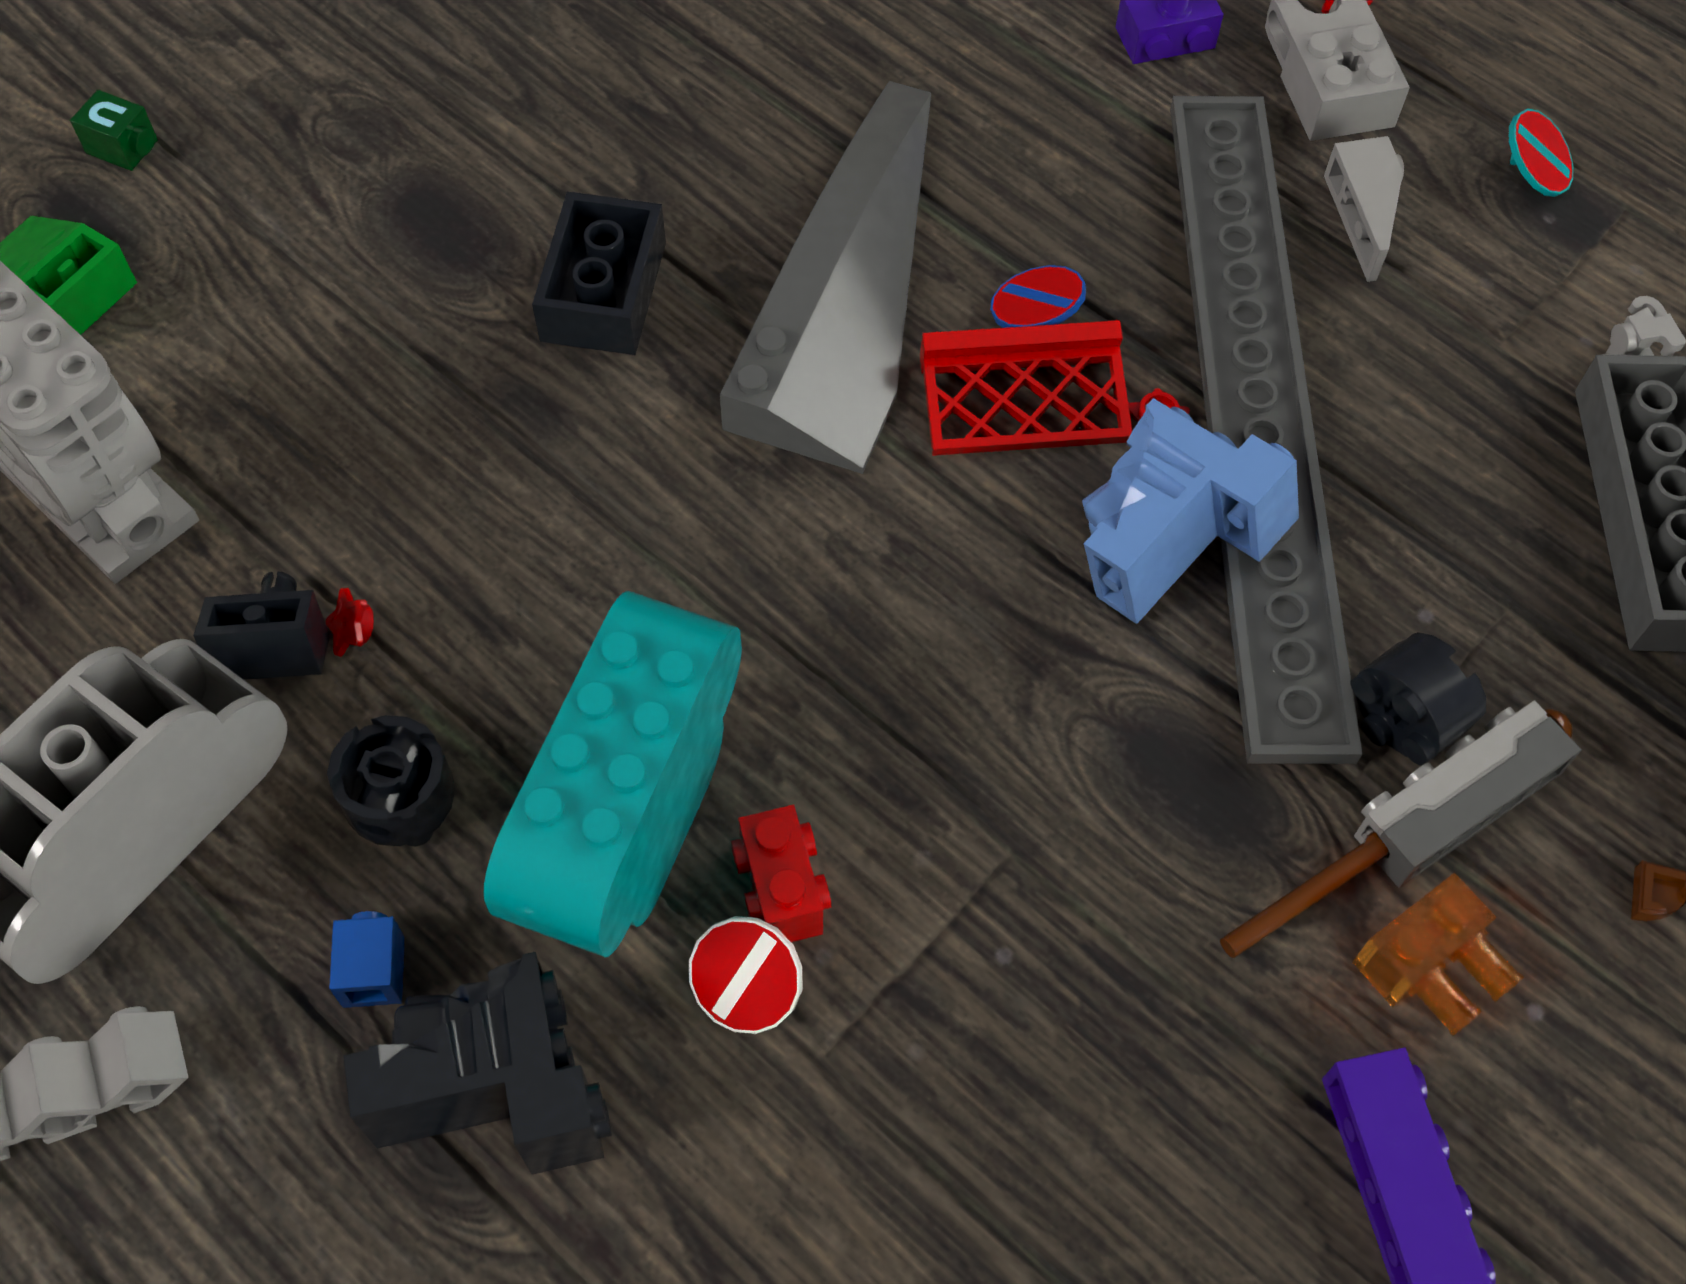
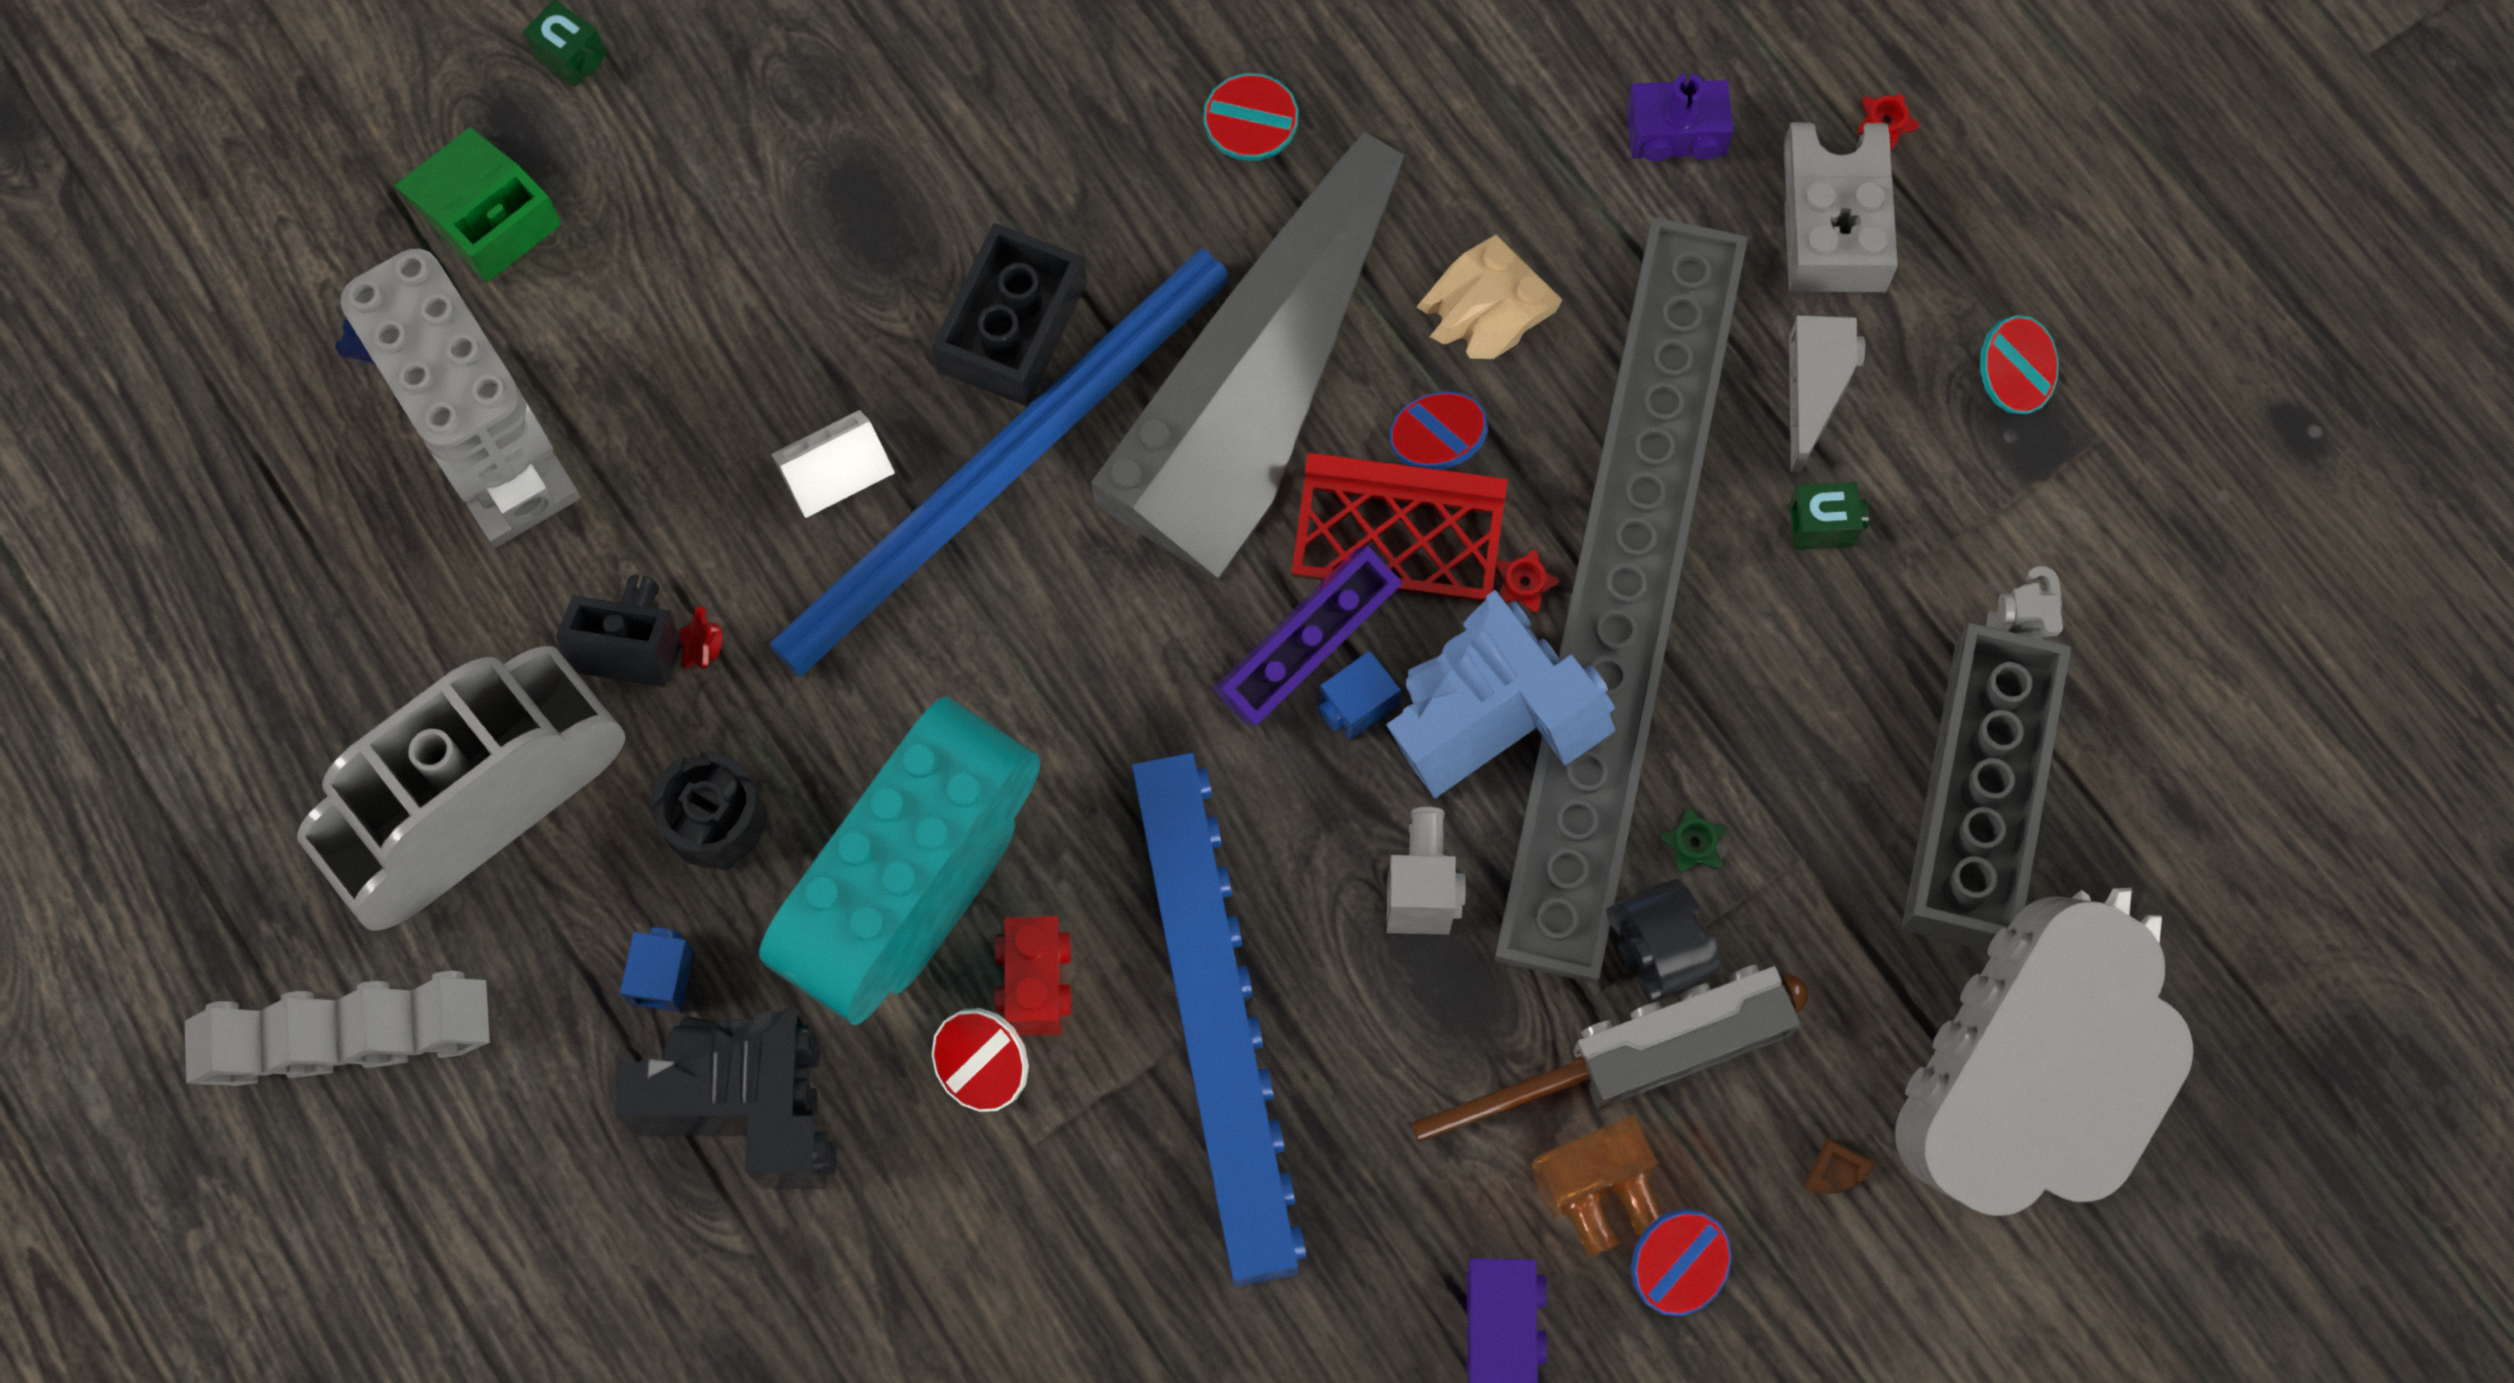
camera: 15 degrees right, 10 degrees up
(454, 436) = (833, 463): none -> white brick
(610, 418) = (998, 463): none -> blue axle
(784, 81) = (1250, 117): none -> red piece
(970, 494) = (1307, 636): none -> dark purple brick
(992, 893) = (1215, 1021): none -> blue brick
(1035, 541) = (1358, 696): none -> blue brick
(1047, 188) = (1488, 300): none -> tan plate
(1161, 694) = (1424, 885): none -> light grey brick
(1406, 600) = (1700, 829): none -> dark green plate
(1419, 304) = (1827, 515): none -> dark green brick
(1549, 1018) = (1681, 1262): none -> red piece

